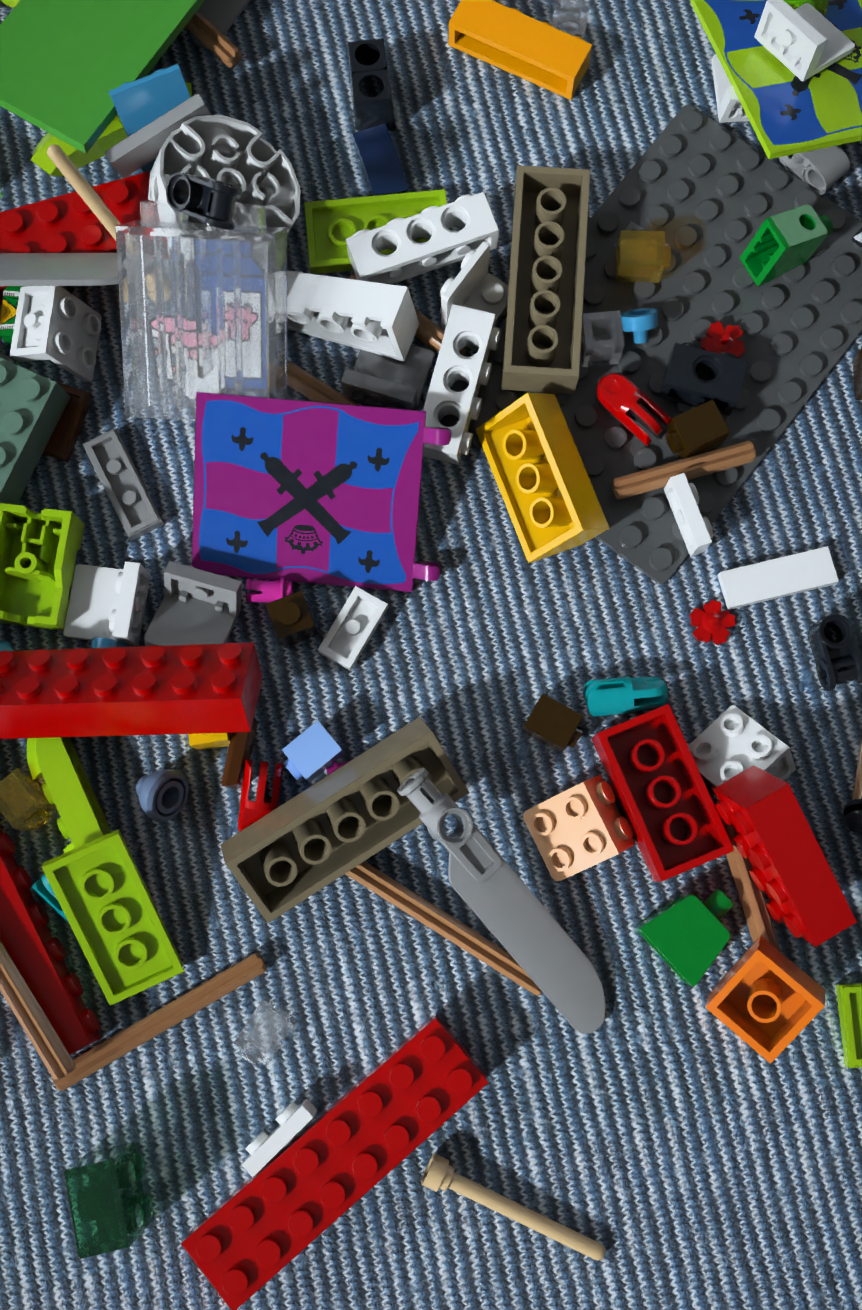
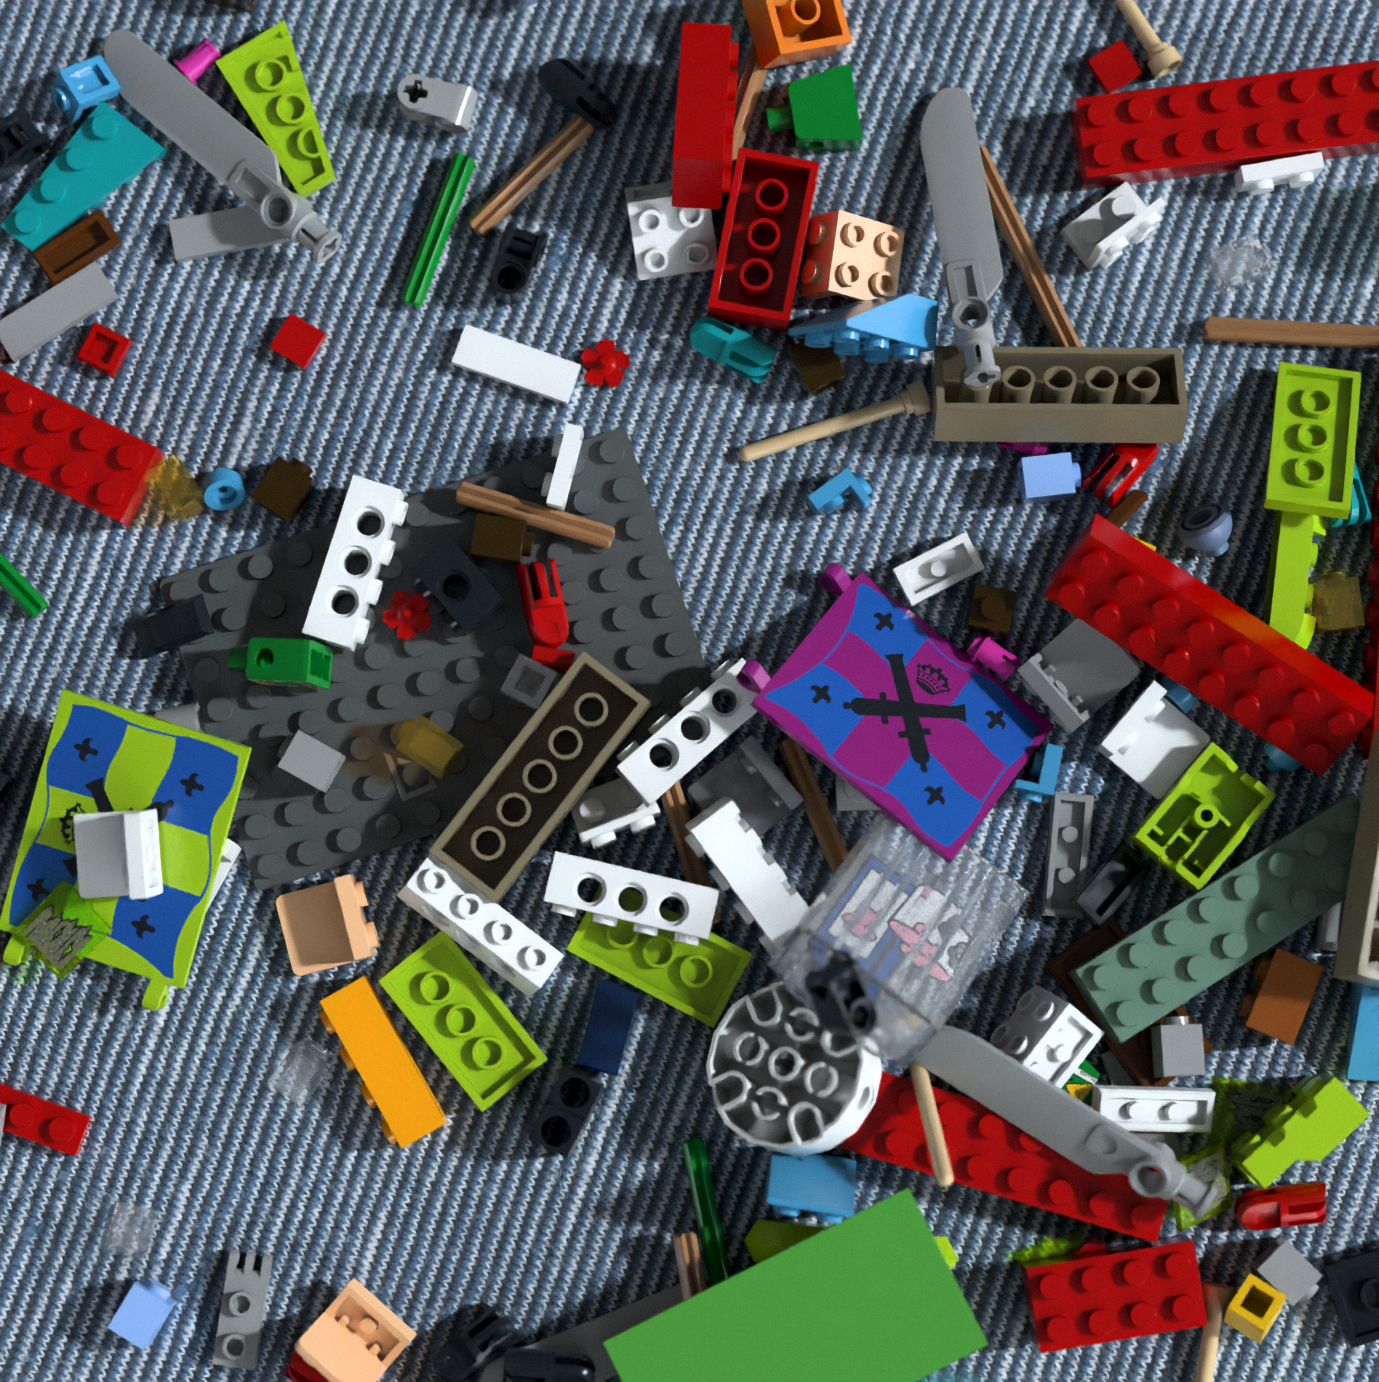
camera: 150 degrees left, 5 degrees up
(76, 477) = (1111, 884): none -> black tile
(146, 143) = (824, 1161): light grey tile -> none
(177, 531) = (1045, 769): none -> dark azure bracket
(226, 86) = (706, 1210): none -> green axle
(391, 996) = (1110, 225): none -> white bracket
(459, 745) = (911, 401): none -> tan piece
(471, 631) = (832, 496): none -> dark azure bracket
(473, 1138) = (1114, 68): none -> red tile
(484, 105) = (463, 1020): none -> lime plate
(495, 158) = (480, 925): none -> white brick
(527, 770) = (875, 328): none -> dark azure slope
(541, 477) = (674, 590): yellow slope -> none
(593, 371) = (553, 657): none -> red tile
(621, 106) = (327, 925): none -> light nougat bracket
(639, 323) = (476, 682): dark azure tile -> none
(717, 194) = (310, 760): none -> light grey brick
(783, 295) = (362, 500): none -> white brick

